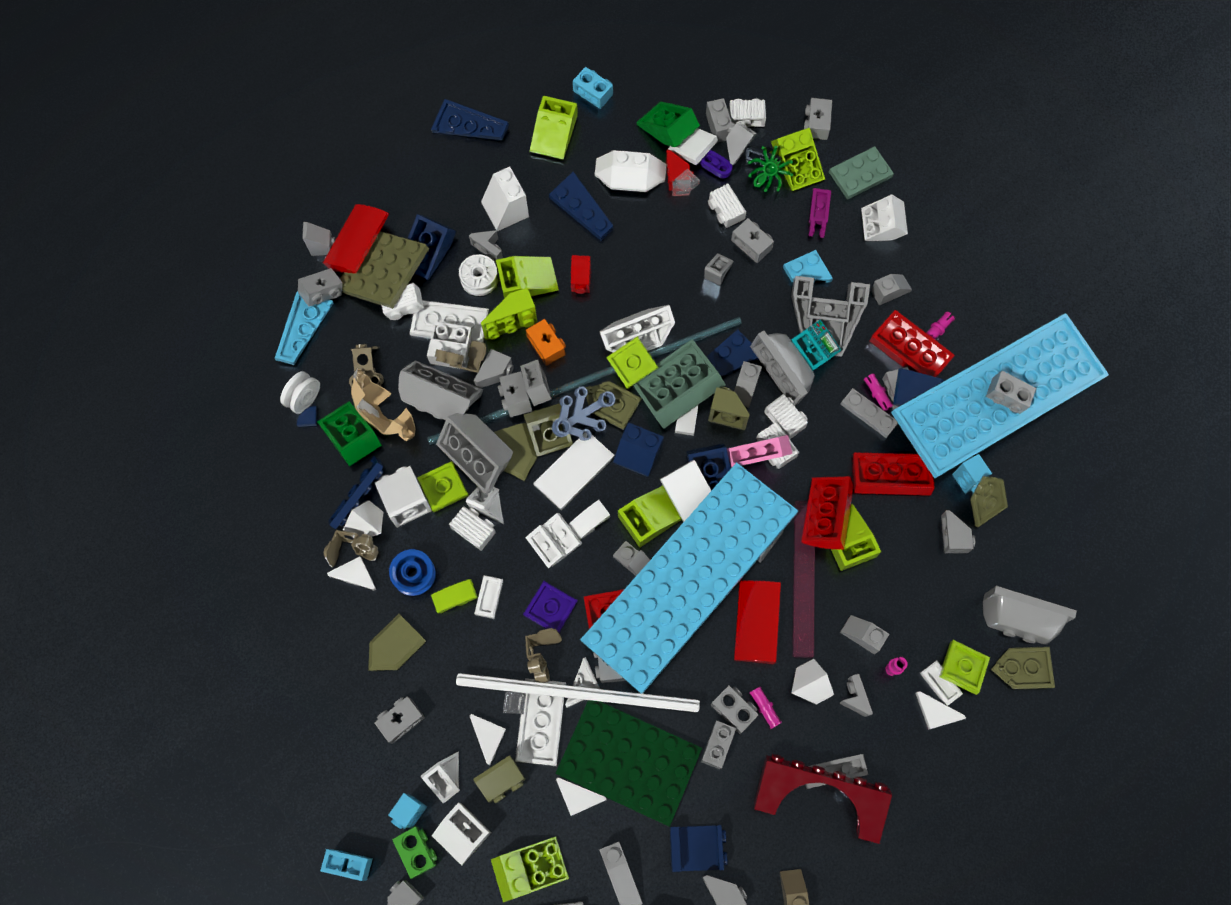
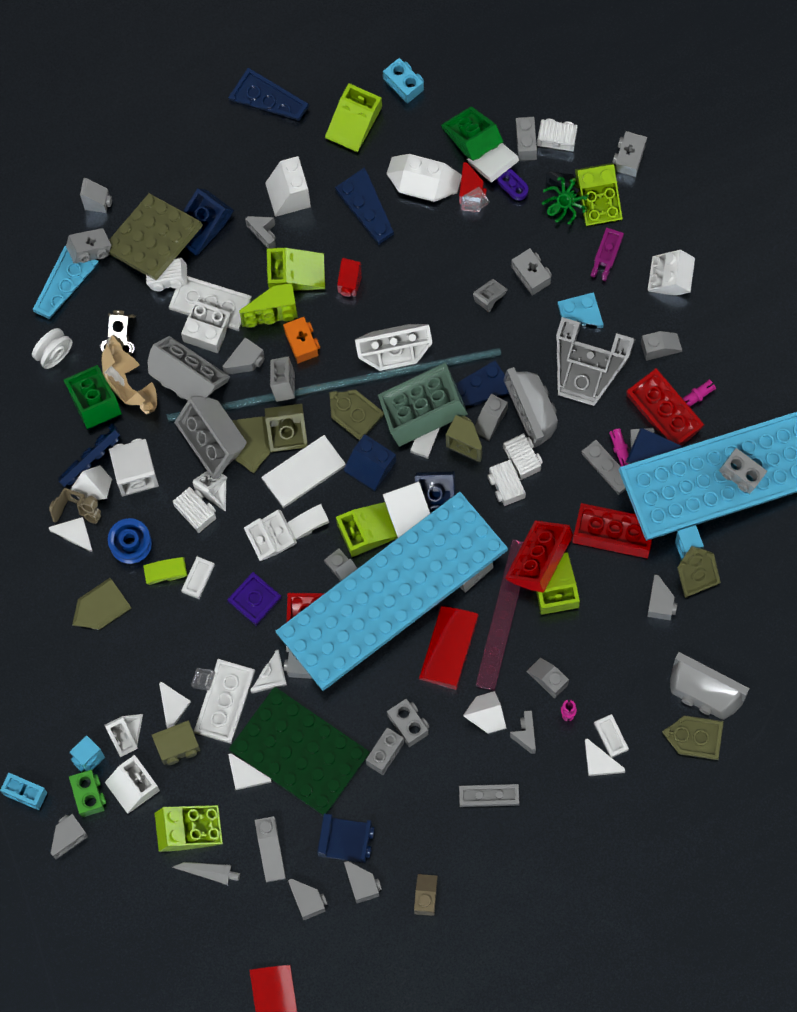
camera: 15 degrees right, 0 degrees up
(308, 417) = (55, 374): dark blue tile -> none
(355, 239) = (132, 201): red slope -> none
(410, 718) = (102, 669): light grey brick -> none
(442, 486) = (173, 464): lime plate -> none
(476, 354) = (229, 341): dark tan piece -> none
(478, 265) = (247, 270): white wheel -> none
(515, 394) = (259, 390): light grey brick -> none
(536, 661) = (230, 644): dark tan piece -> none
(578, 692) = (264, 680): white axle -> none
(579, 415) = (318, 419): sand blue plant -> none
(632, 362) = (381, 375): lime plate -> none
(727, 206) = (513, 231): white brick -> none
(738, 140) = (538, 164): light grey slope -> none
(759, 451) = (485, 484): bright pink brick -> none
(765, 707) = (438, 726): dark pink pin -> none
(783, 776) = (511, 824): dark red arch -> none
(816, 345) = (567, 390): teal slope -> none
(861, 173) = (661, 219): sand green plate -> none
(964, 667) = (636, 724): lime plate -> none

